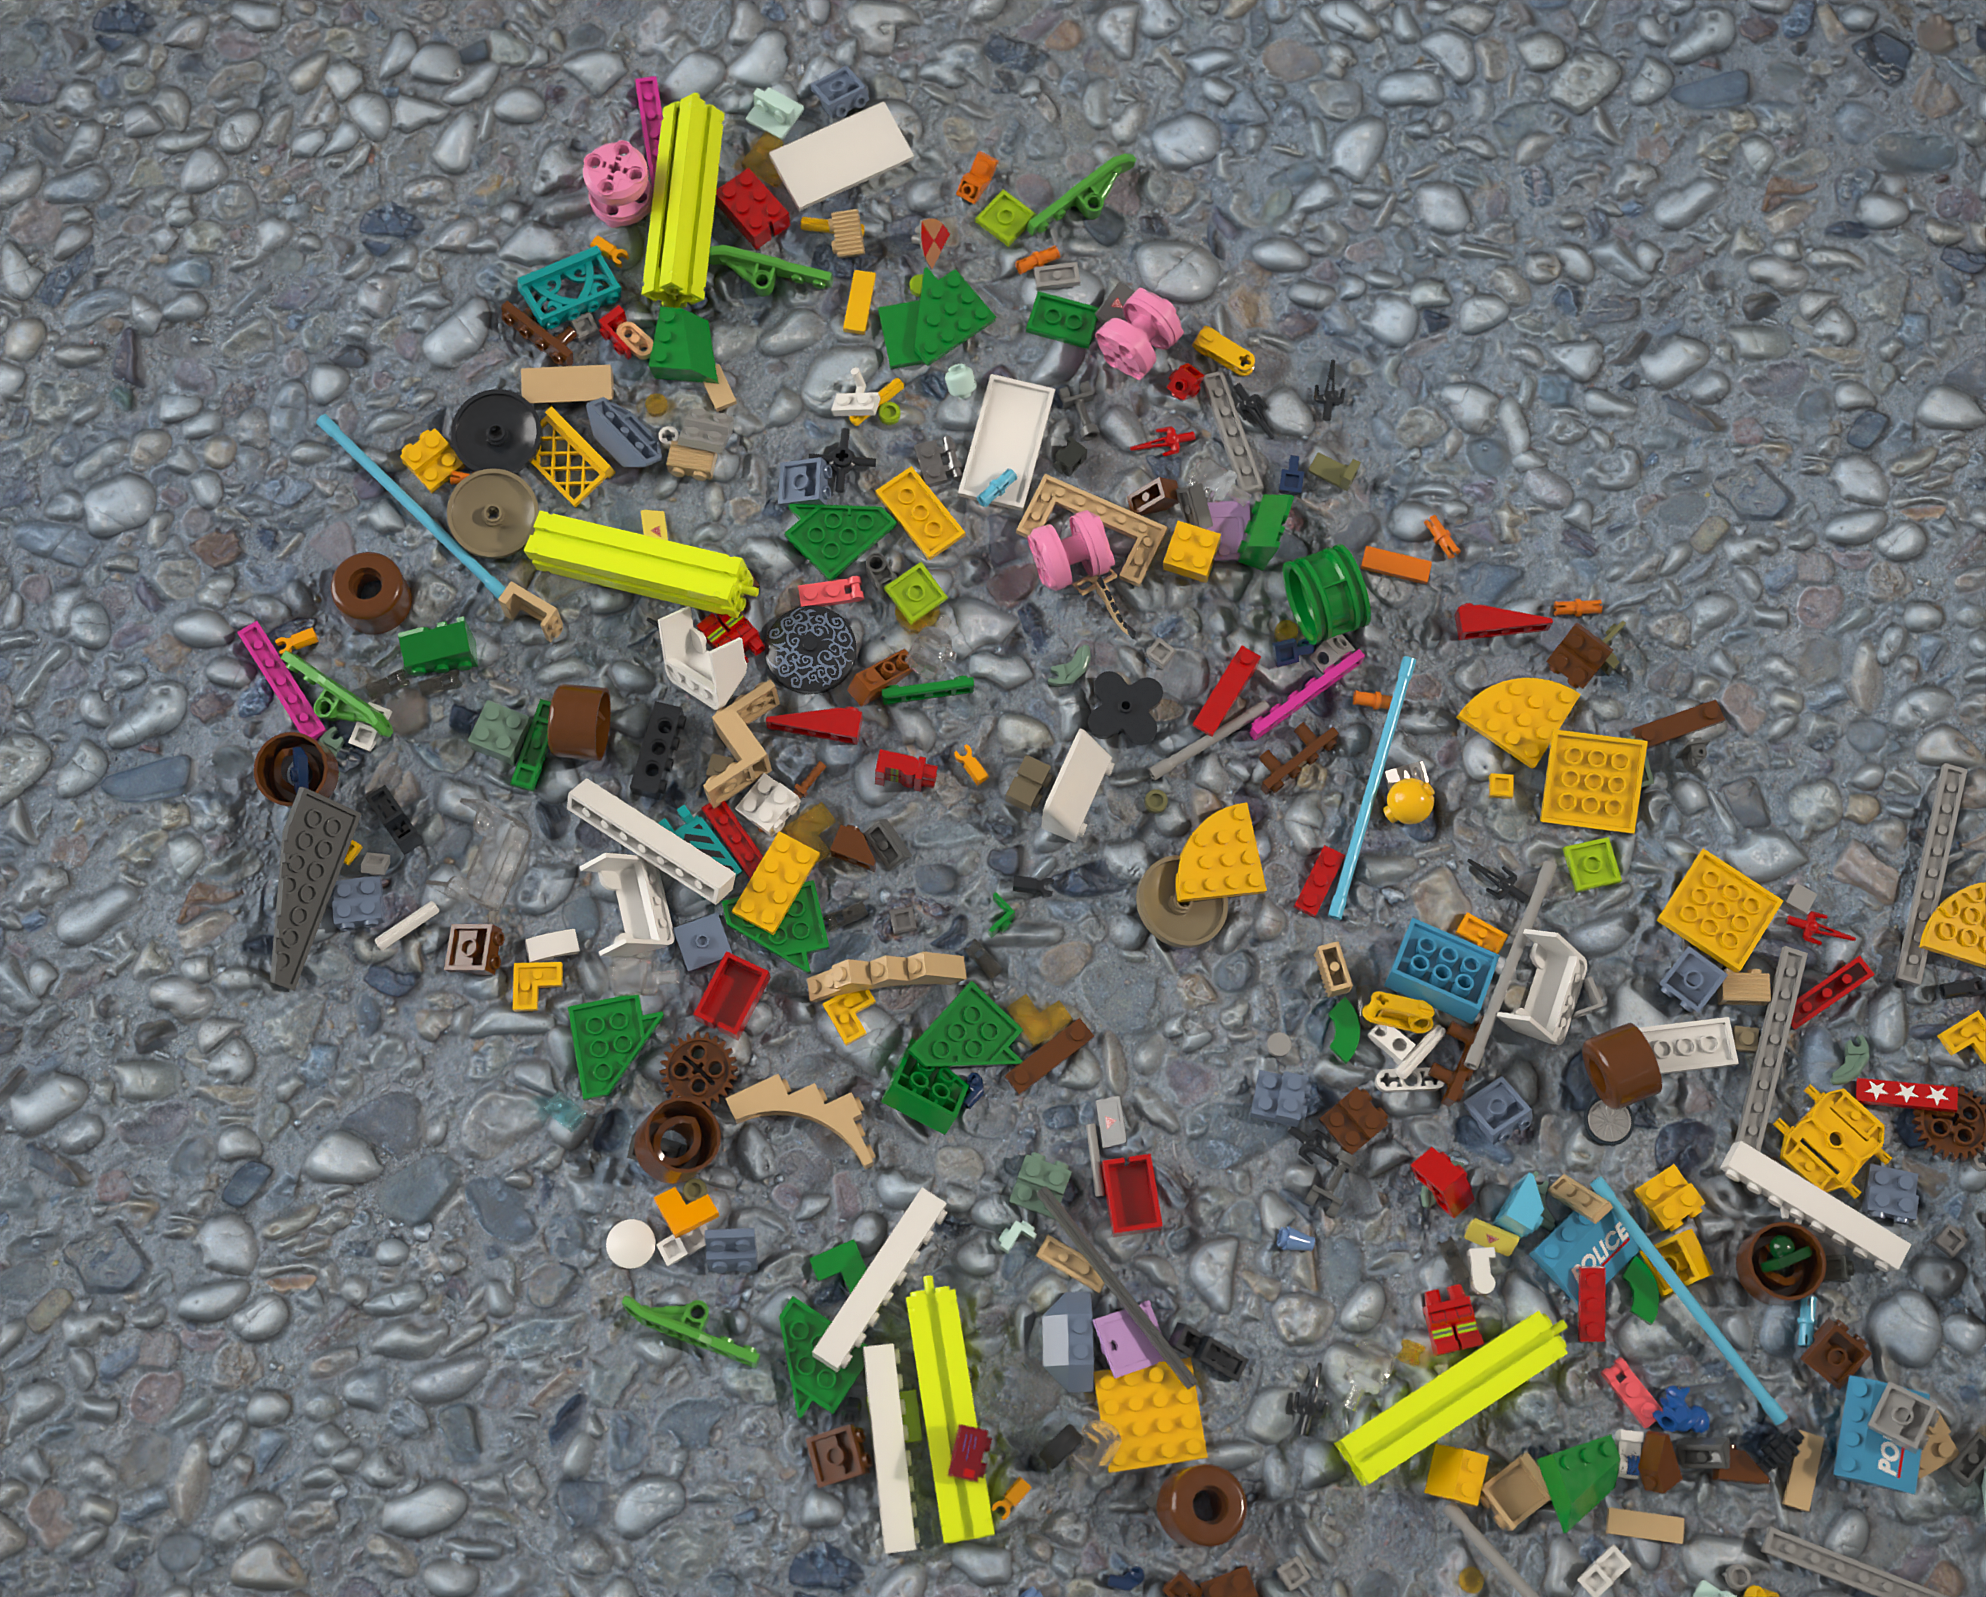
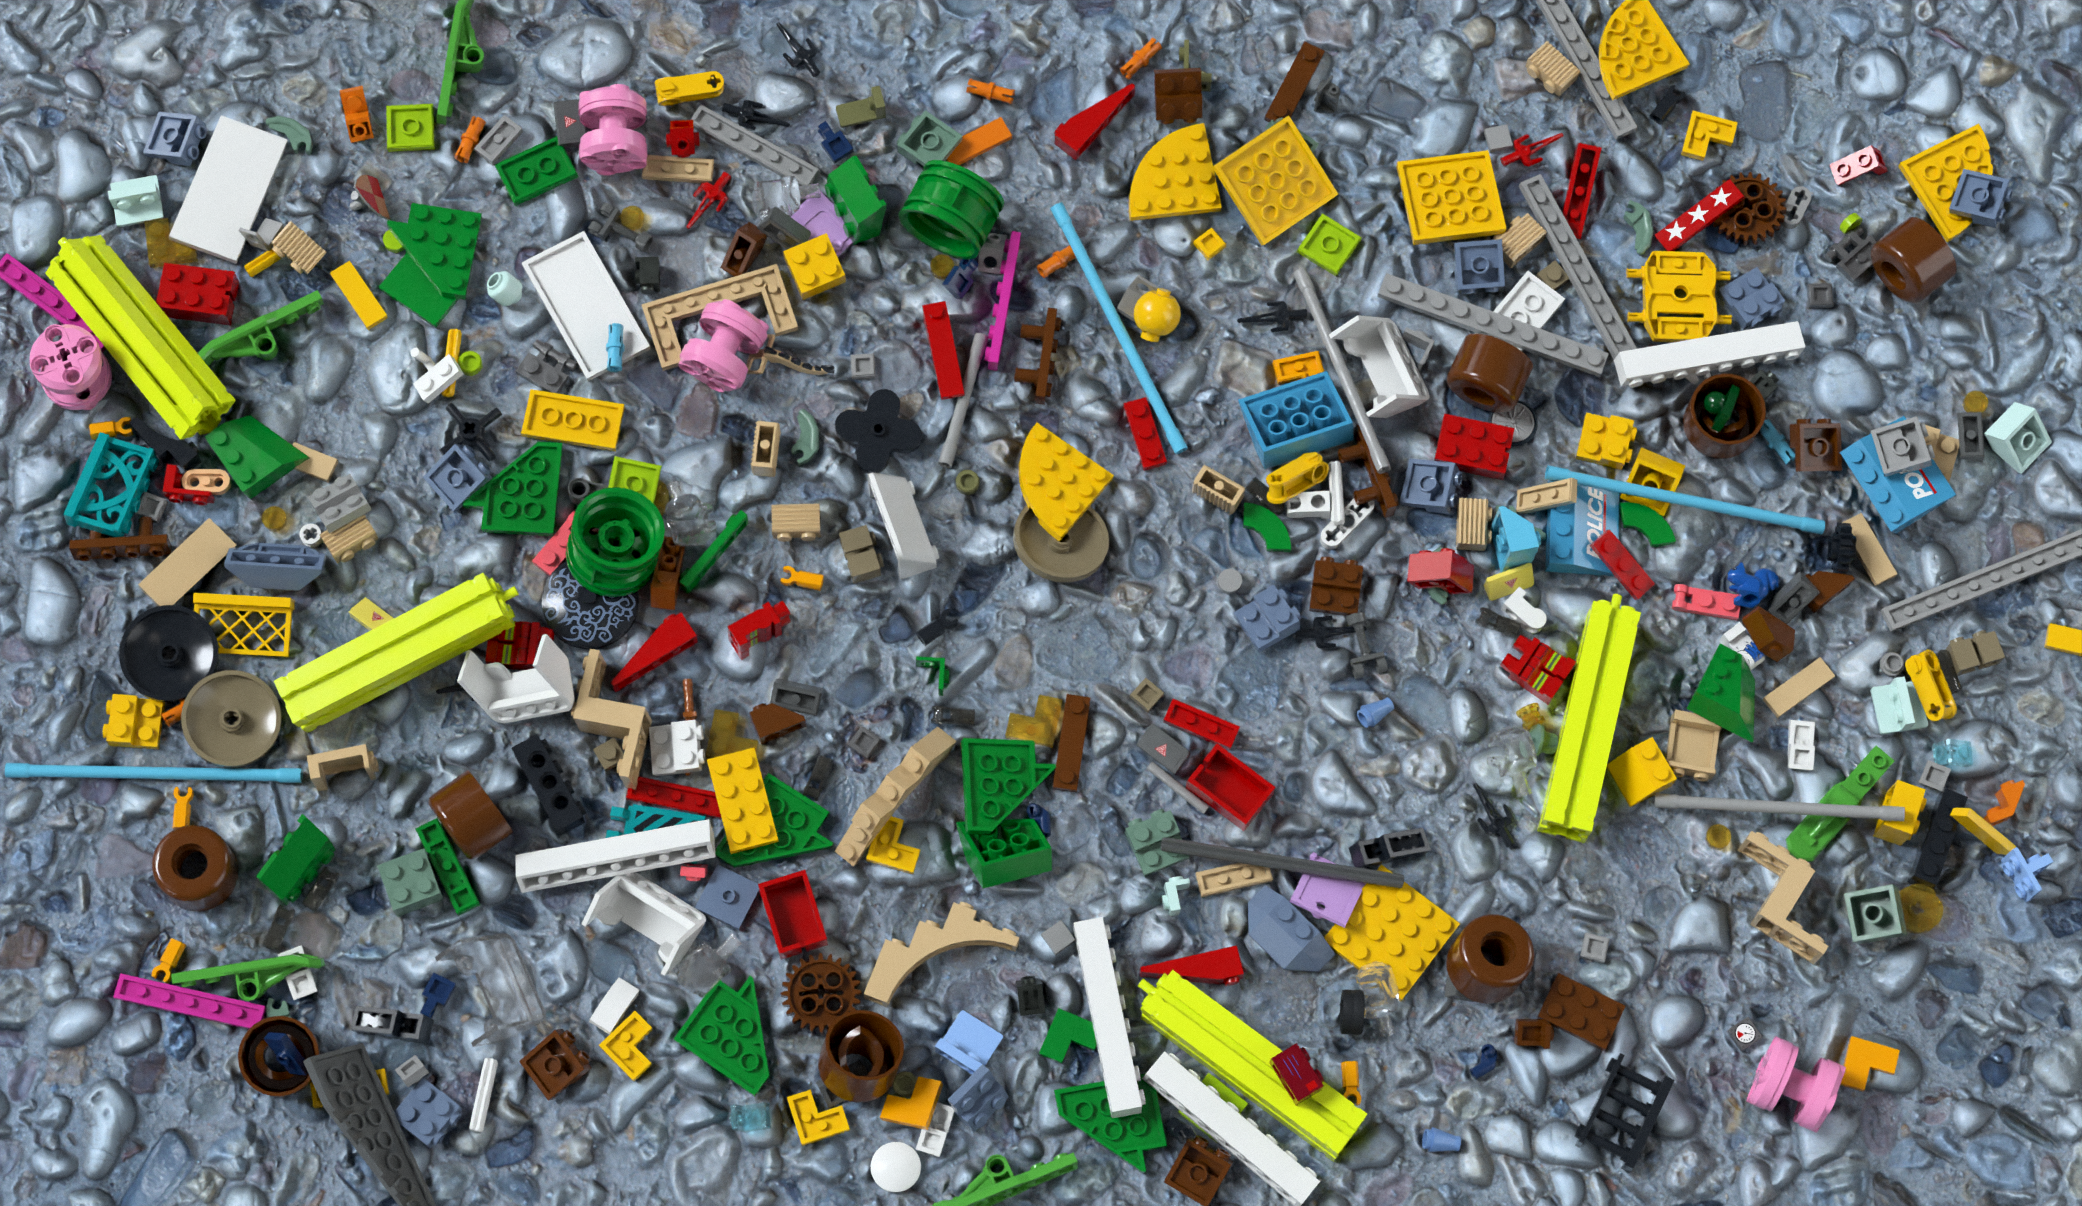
camera: 45 degrees left, 0 degrees up
(405, 546) = (182, 808): none -> light orange bar
(445, 825) = (436, 992): none -> dark blue plate
(603, 1159) = (814, 1125): none -> yellow plate
(638, 305) = (183, 453): none -> black slope
(696, 902) = (694, 872): none -> coral plate
(766, 1204) = (968, 1042): none -> light blue bracket
(834, 206) = (265, 234): none -> light grey bracket
(842, 1211) = (1030, 996): none -> pearl dark grey bracket
(868, 588) = (613, 558): none -> green wheel
(903, 1188) = (1058, 937): none -> light grey tile
(925, 154) = (293, 130): none -> sand green piece
(990, 1313) = (1208, 967): none -> red slope
(1005, 720) = (796, 522): none -> tan brick
(1033, 649) = (765, 448): none -> tan brick
(1098, 409) = (632, 217): none -> clear yellow tile
(1137, 1071) = (1146, 695): none -> dark tan plate
(1156, 1130) = (1201, 724): none -> red plate
(1163, 402) = (678, 169): none -> tan tile
(1361, 532) = (928, 140): none -> sand green plate
(1401, 1379) = (1543, 741): none -> sand green piece
(1503, 1168) = (1472, 524): none -> tan brick
(1560, 1111) = (1474, 446): none -> red piece
(1662, 1034) = (1493, 324): none -> light grey plate
(1893, 883) = (1552, 69): none -> tan brick

